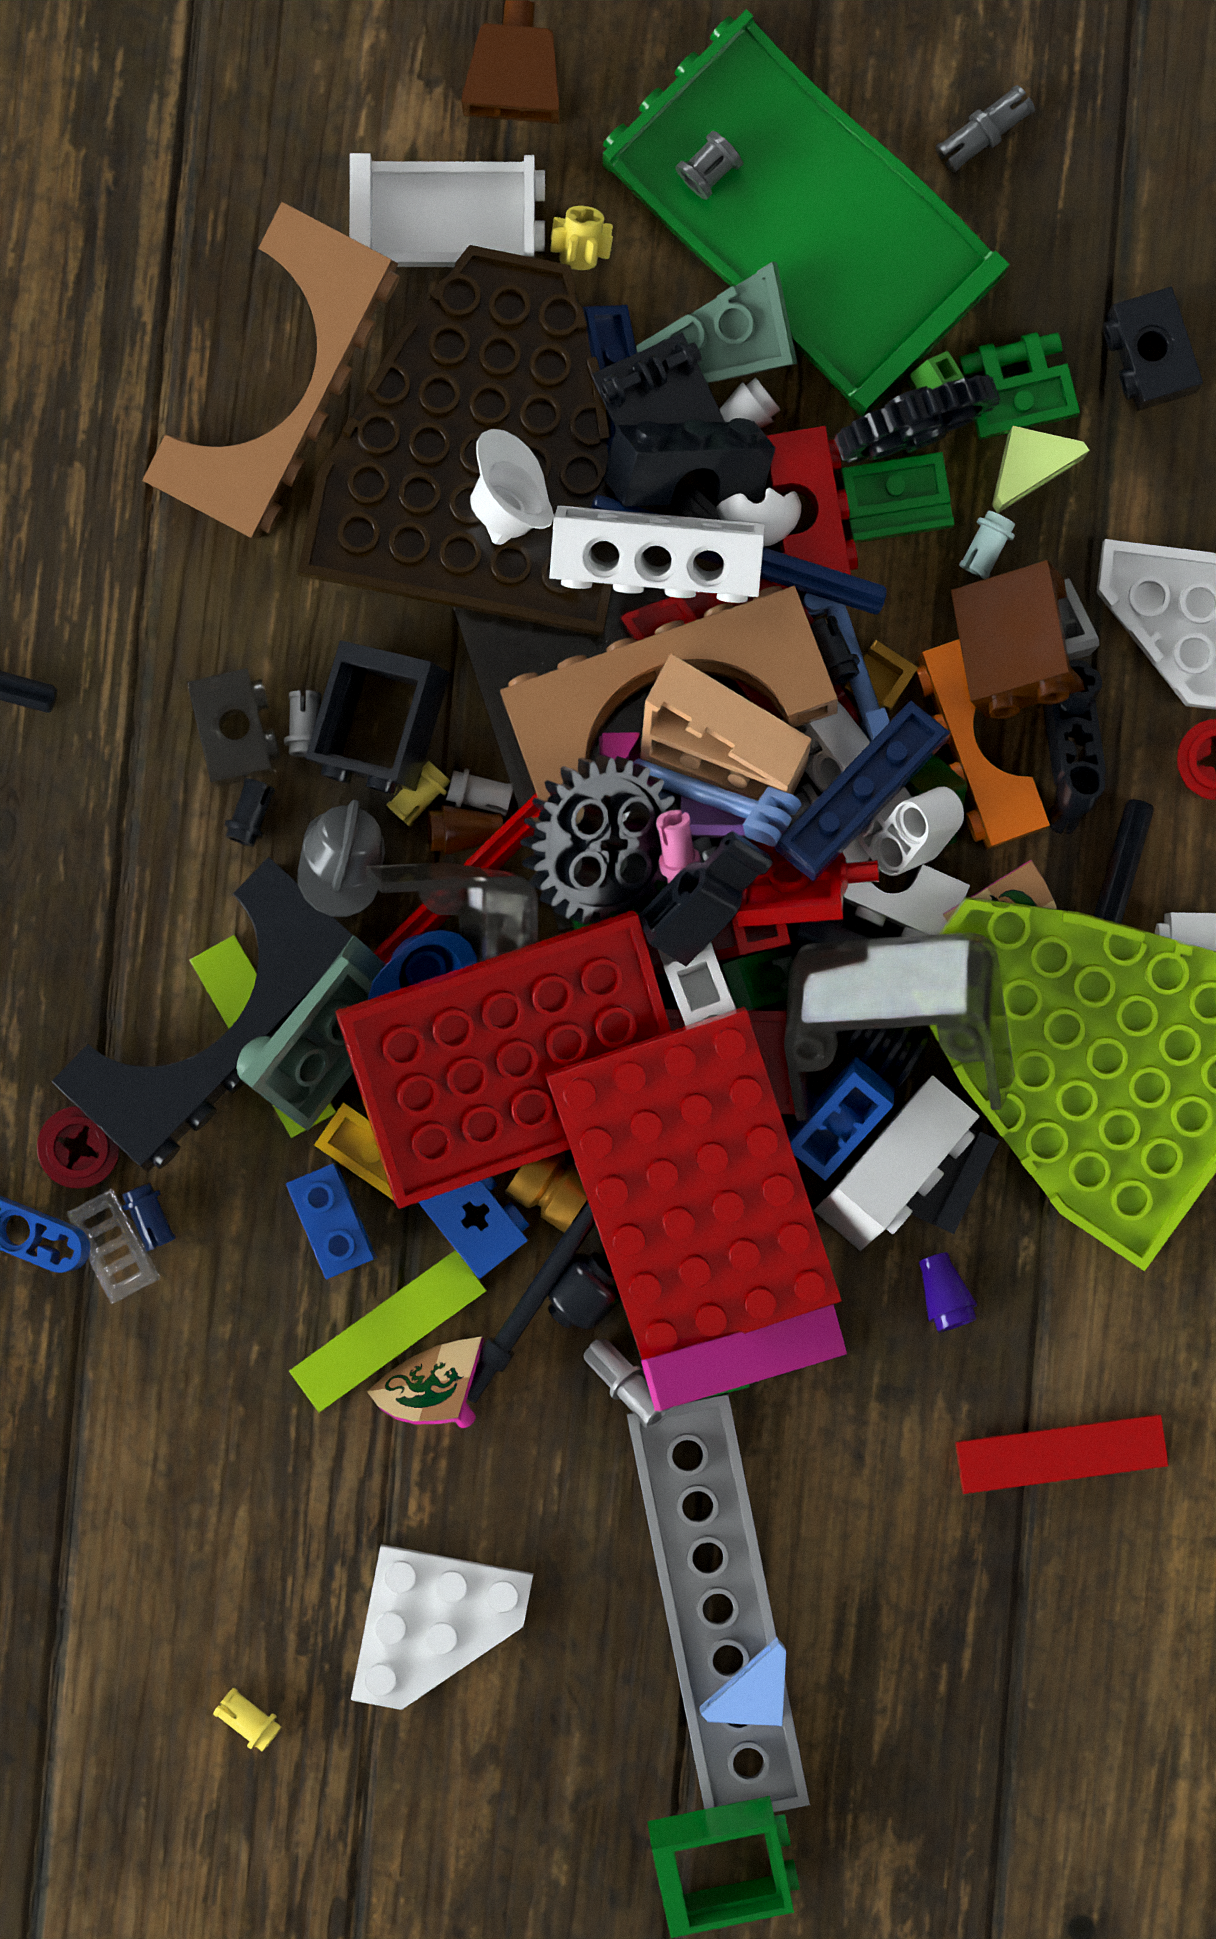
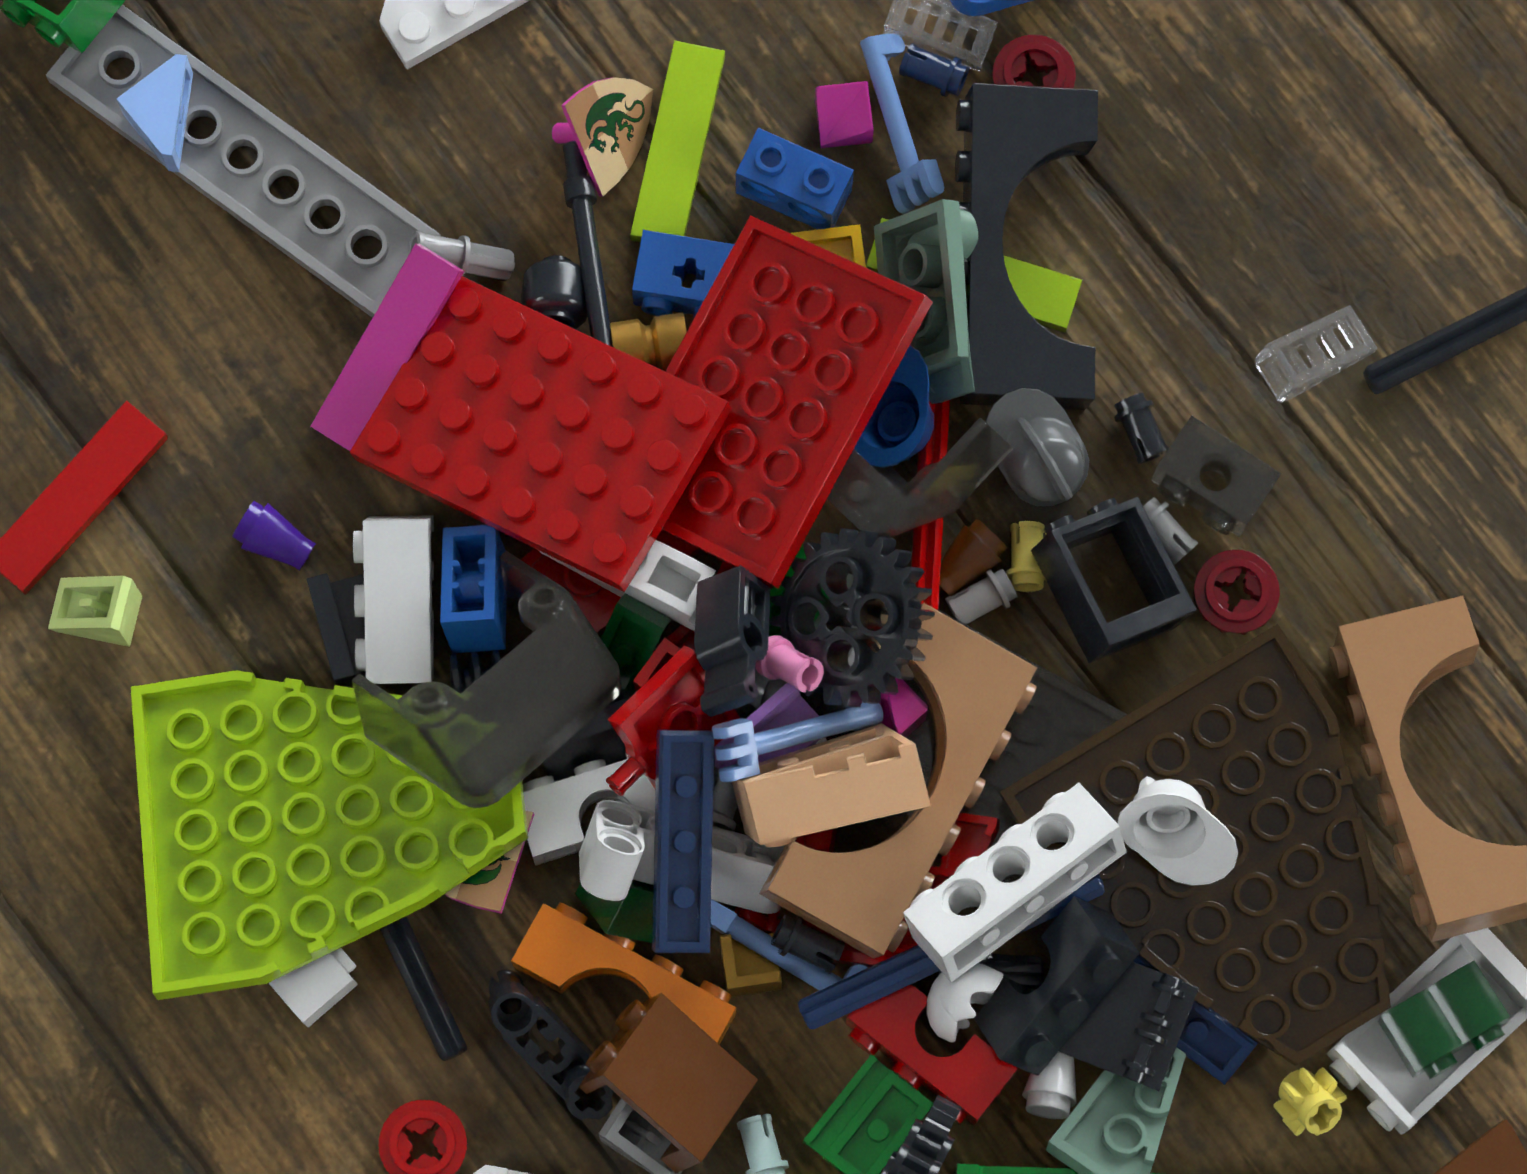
camera: 140 degrees right, 10 degrees down
(112, 764) = (1285, 368): none -> clear slope
(244, 1141) = (917, 178): none -> medium blue hinge
(246, 1241) = (844, 114): none -> dark pink slope
(302, 612) = (1259, 583): none -> dark red gear
(437, 205) = (1445, 1020): none -> dark green brick
(1120, 1354) = (97, 608): none -> yellowish green slope

